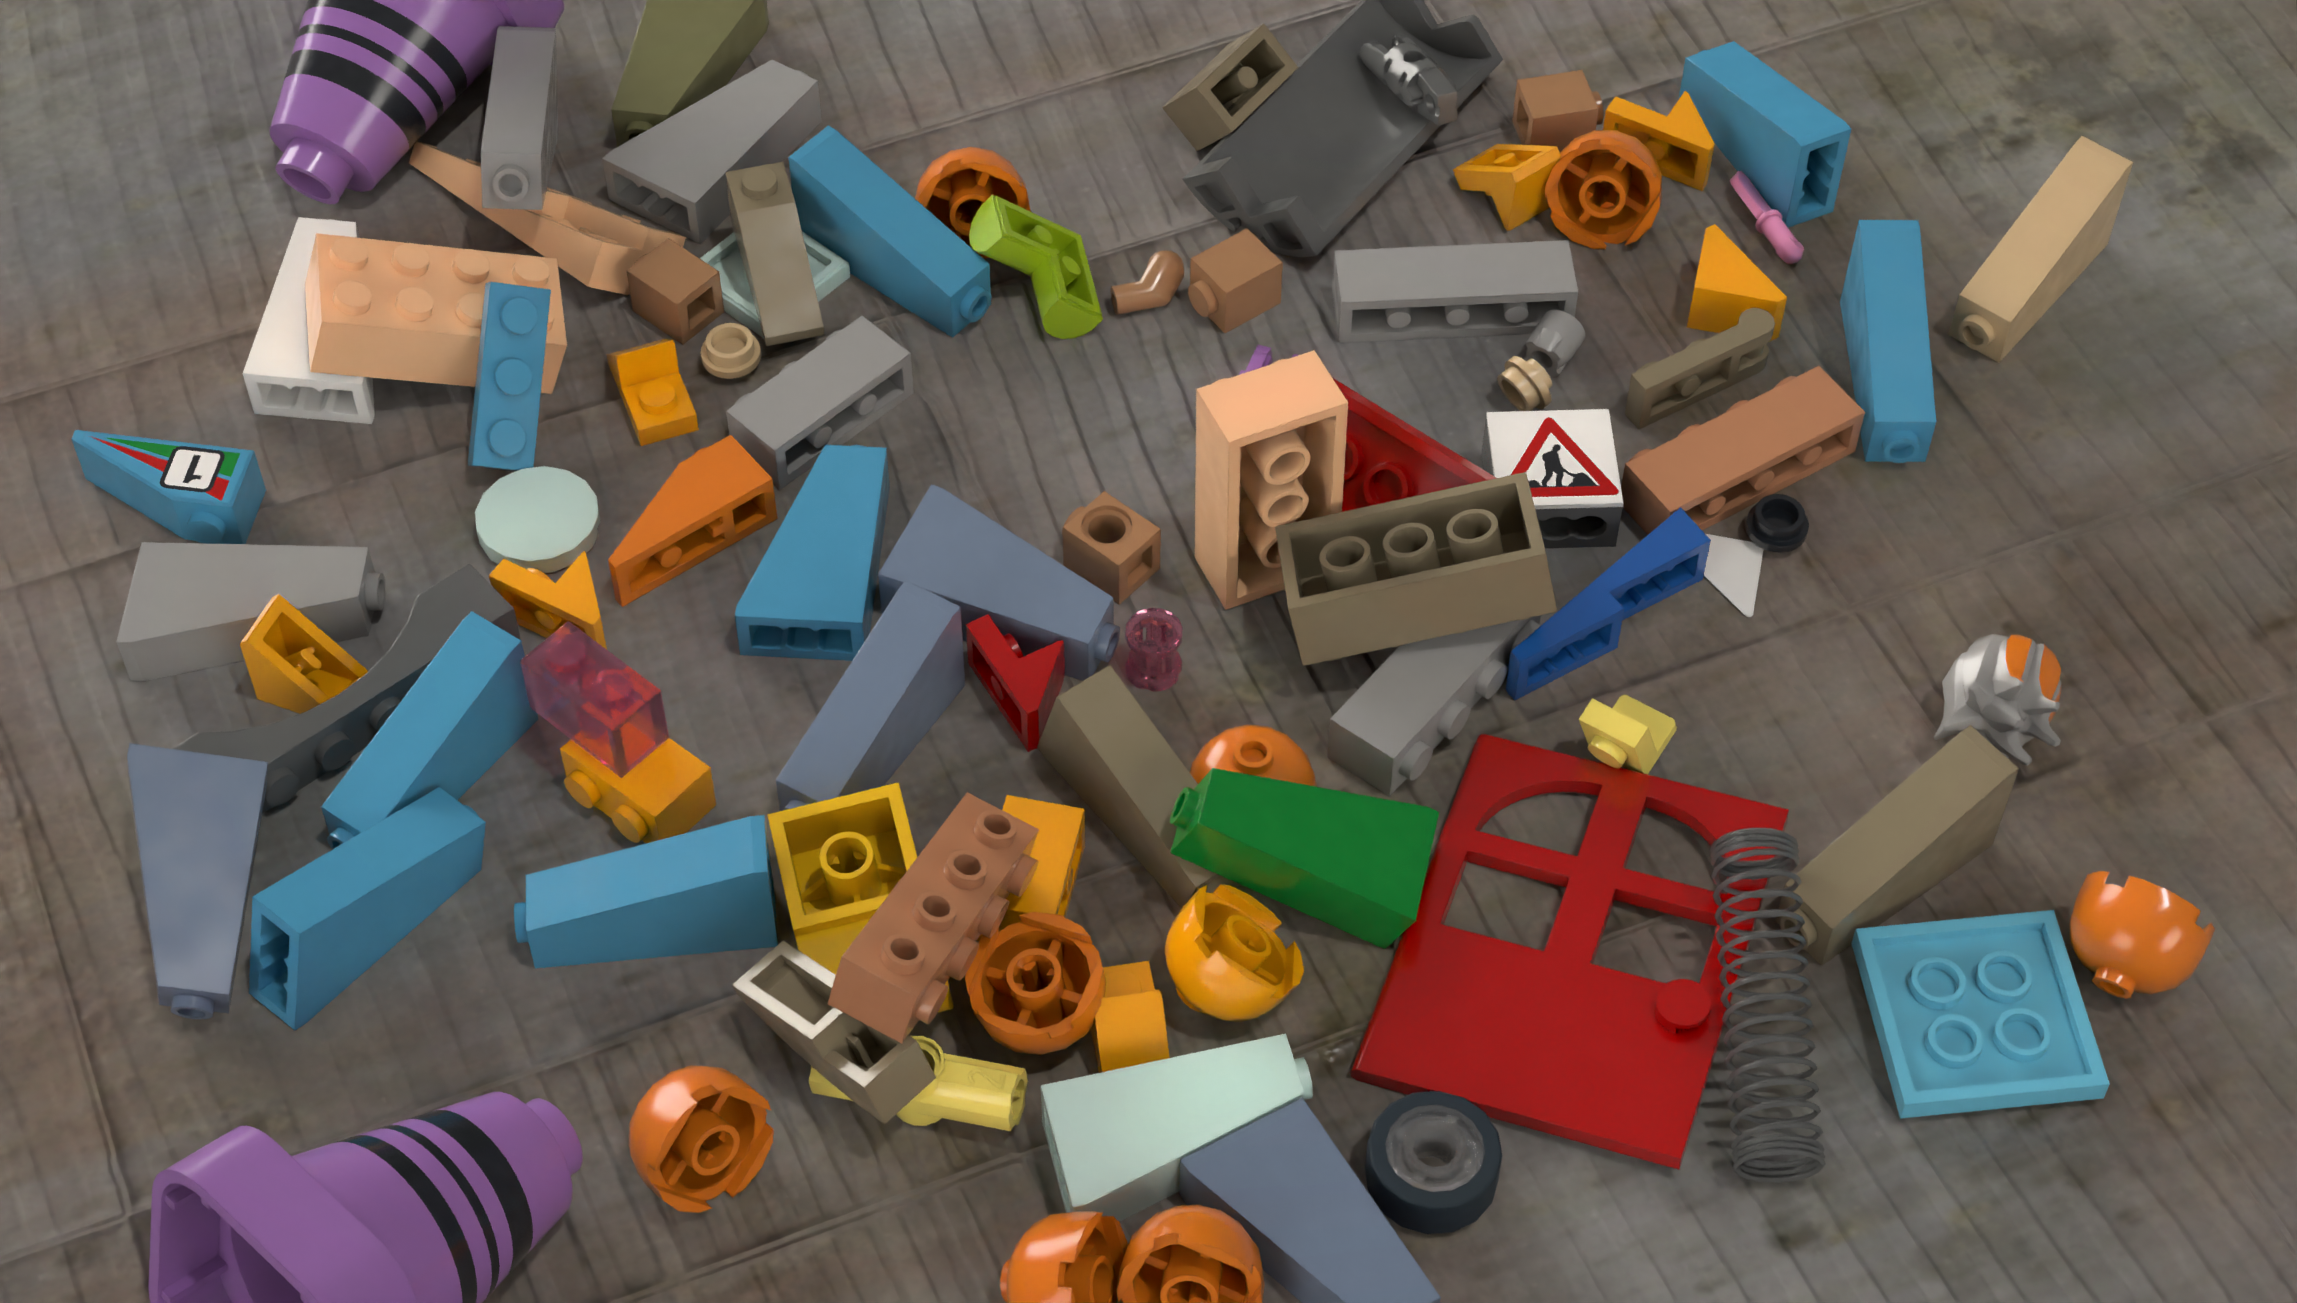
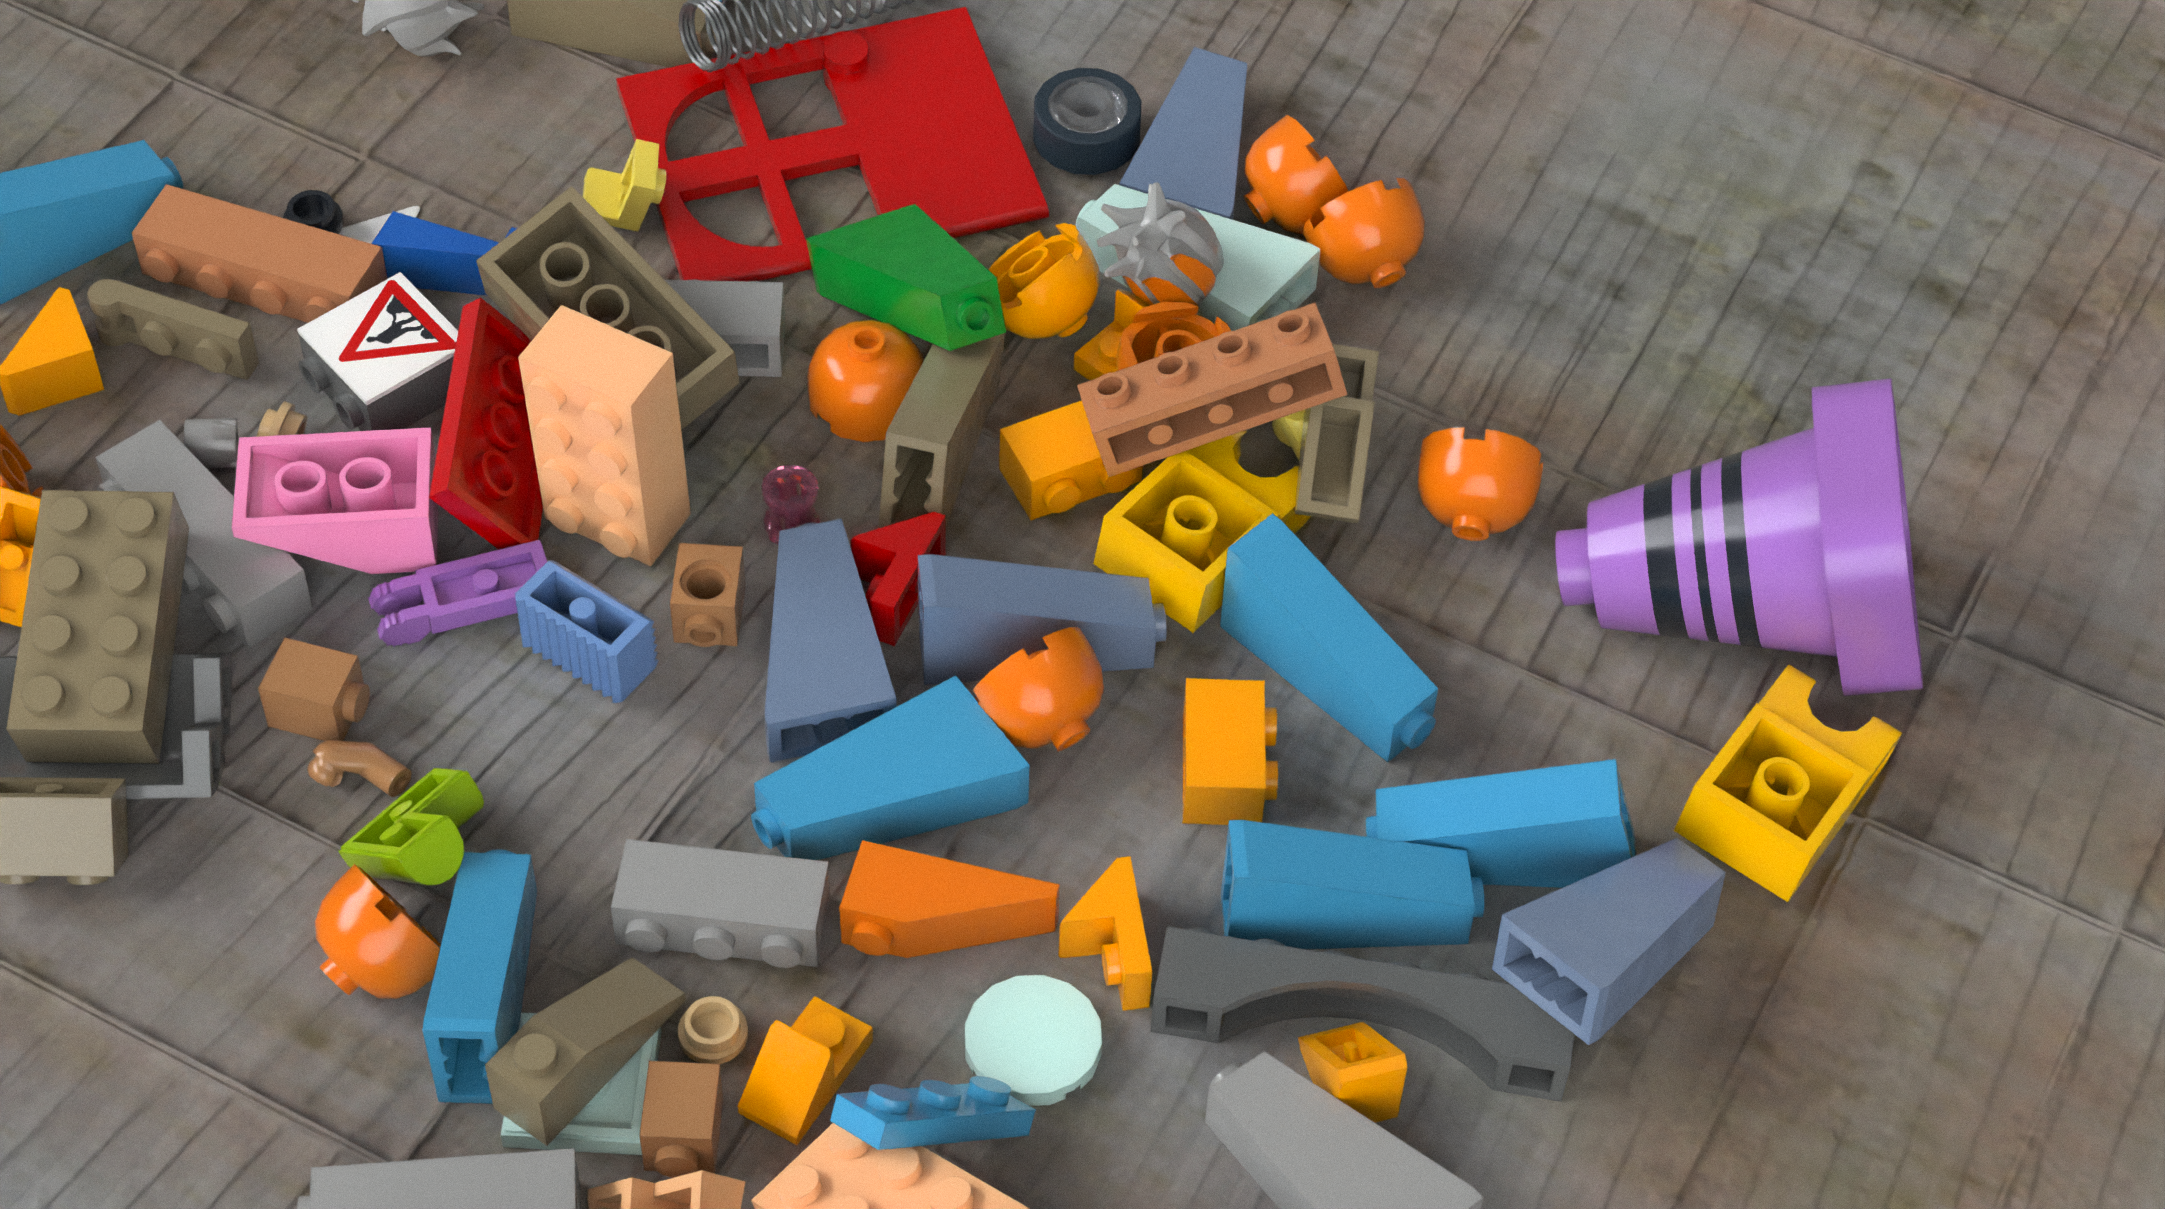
camera: 130 degrees left, 0 degrees up
(174, 1093) = (1783, 787): none -> yellow brick
(595, 699) = (1219, 754): clear pink brick -> none
(791, 668) = (1045, 693): none -> orange cylinder
(1132, 439) = (586, 631): none -> medium blue brick
(1153, 1024) = (1164, 250): none -> light grey hair
(1377, 159) = (99, 627): none -> dark tan brick
(1407, 340) = (341, 497): none -> bright pink slope

